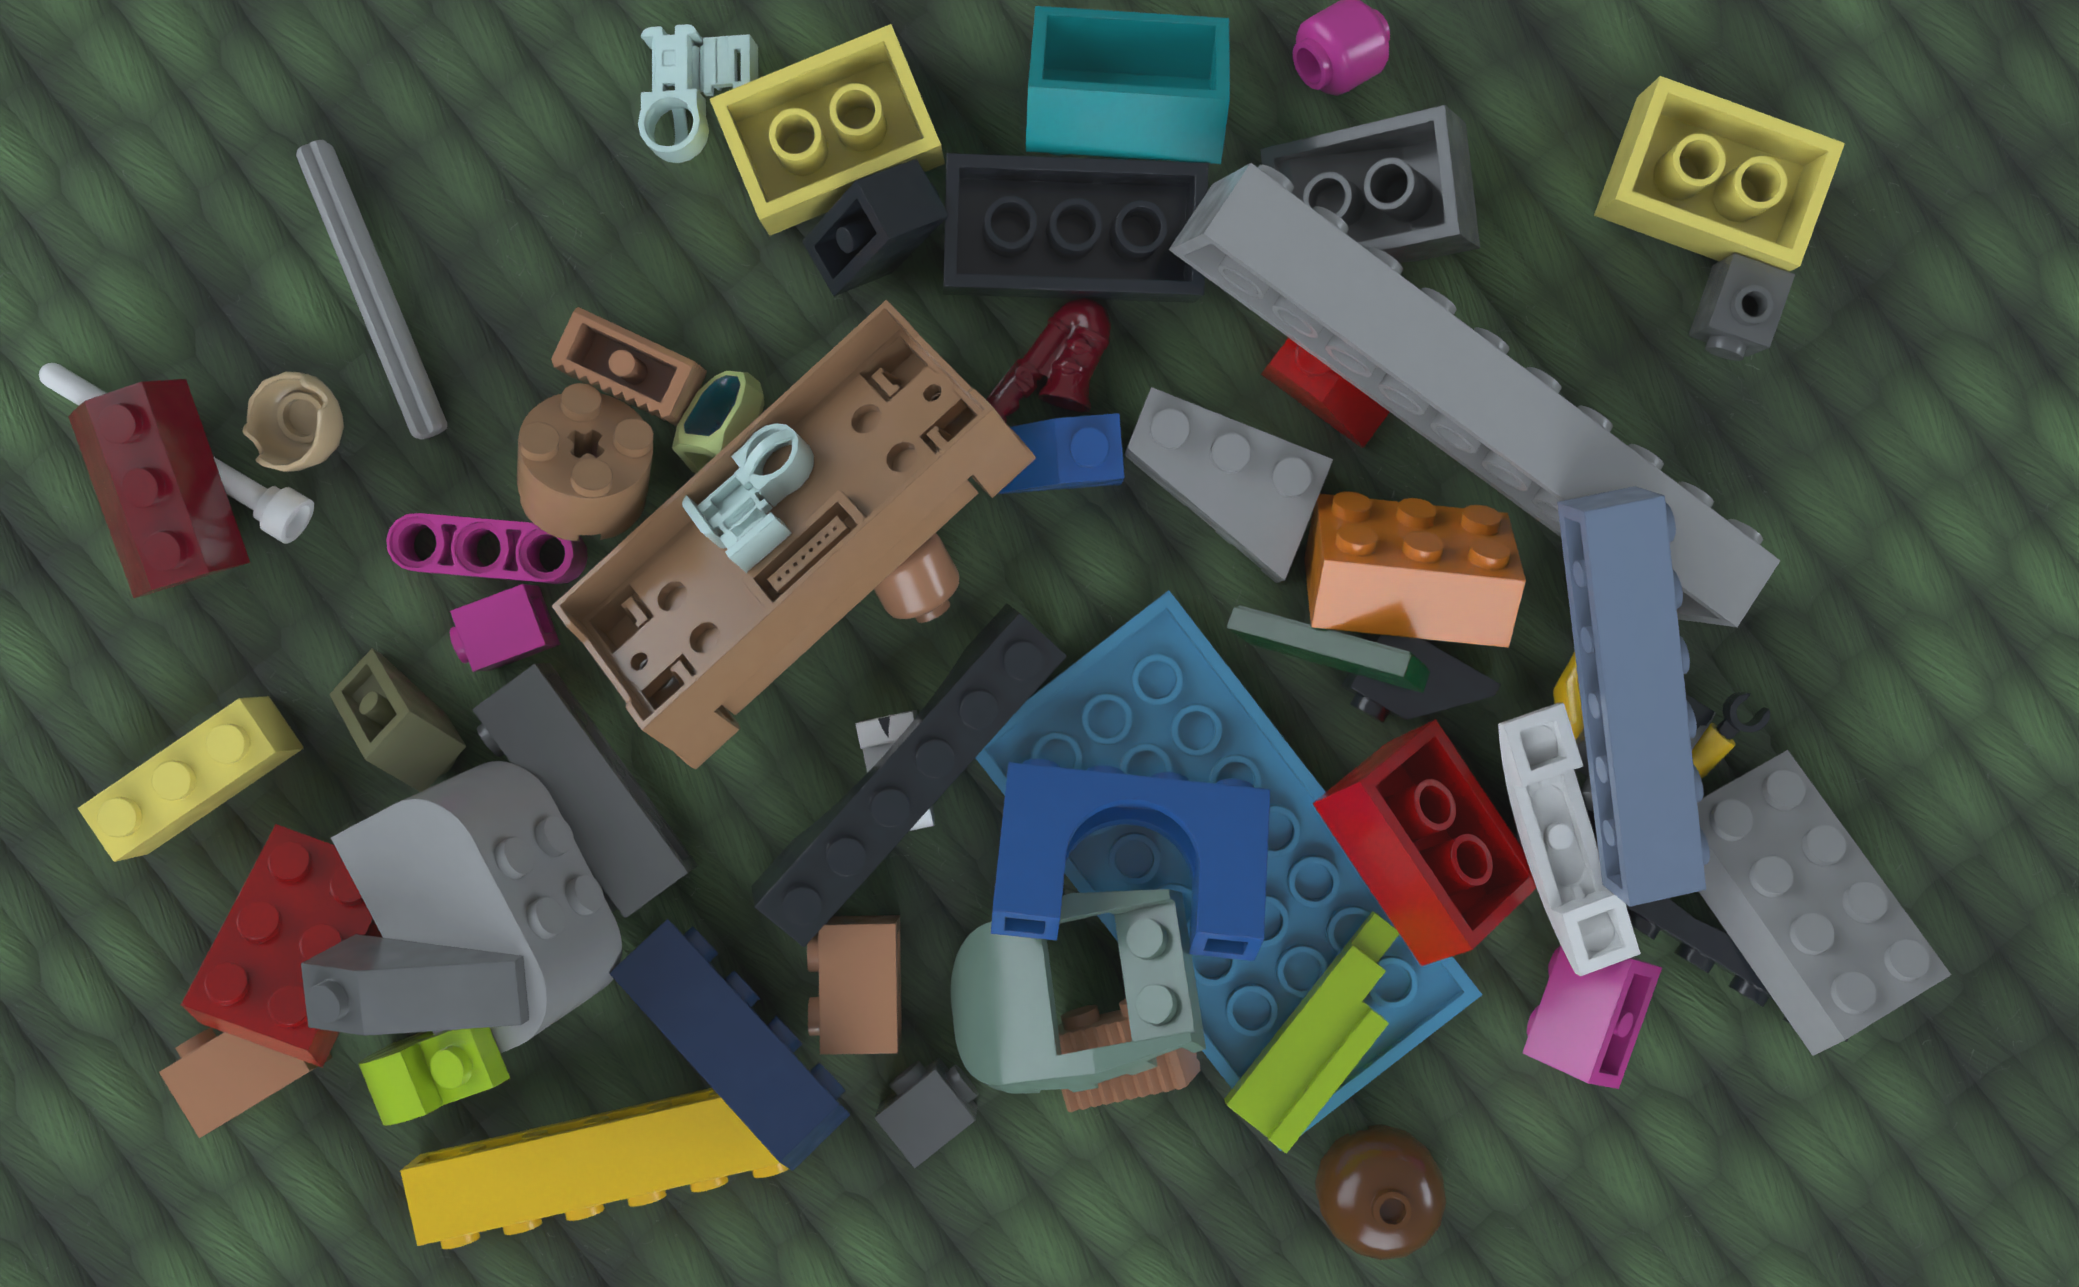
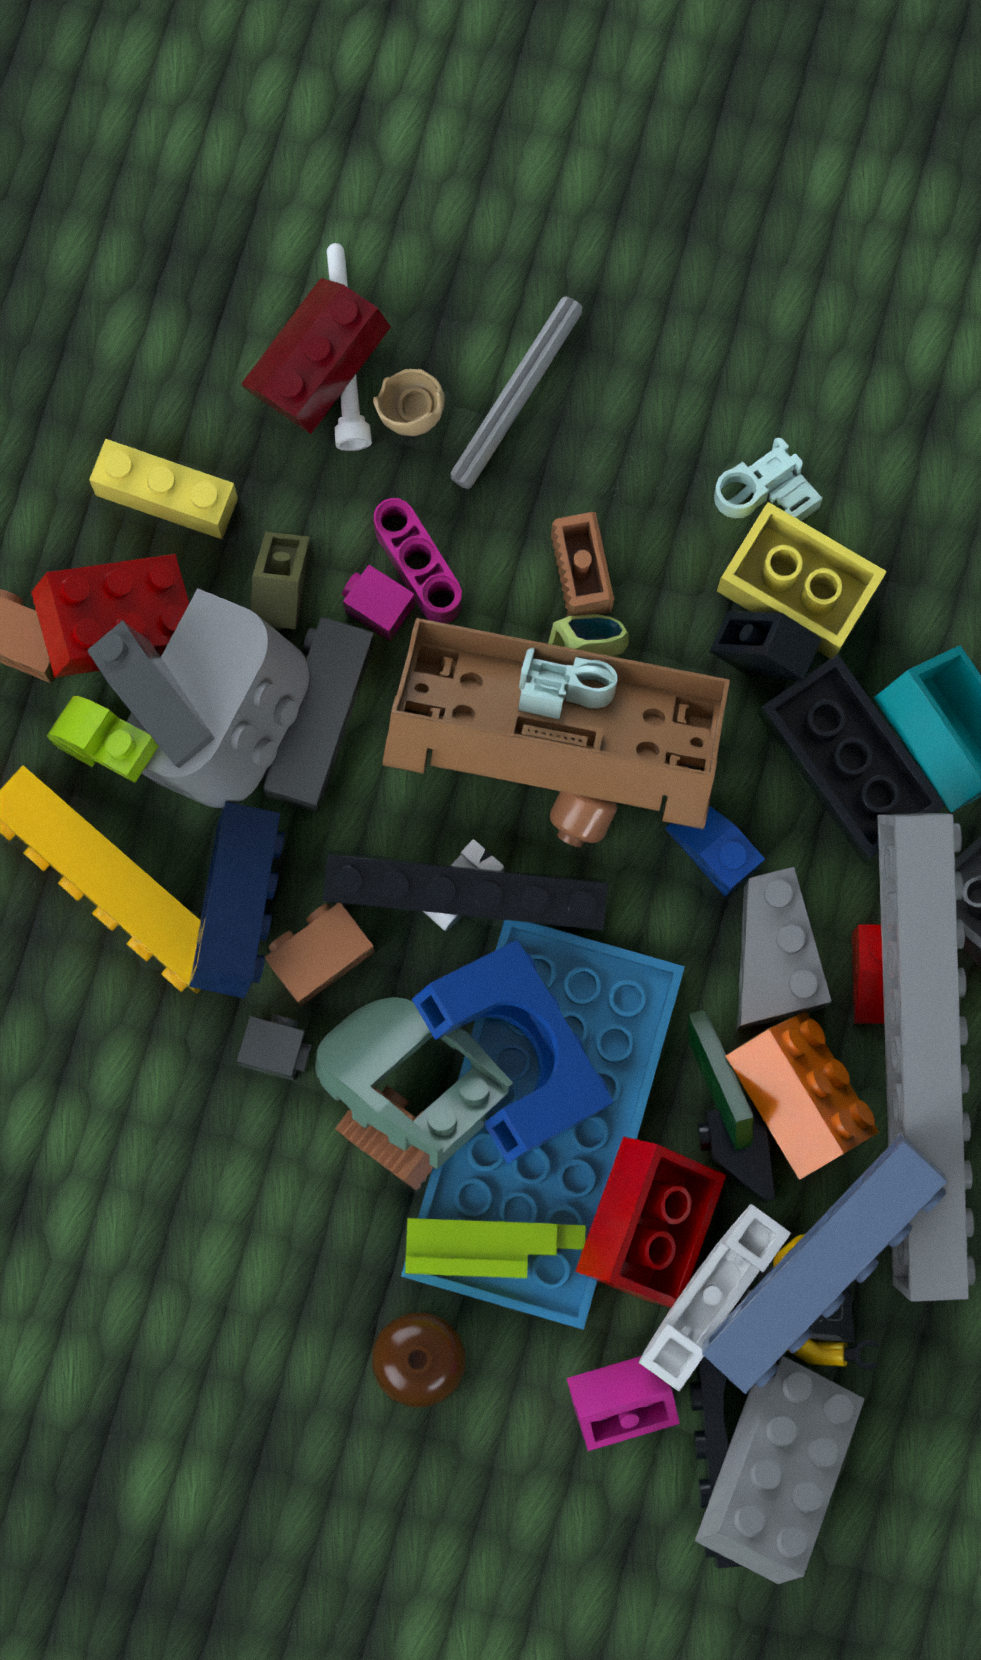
camera: 55 degrees right, 10 degrees down
(584, 464) = (508, 579): medium nougat brick -> none
(1064, 355) = (775, 807): dark red piece -> none

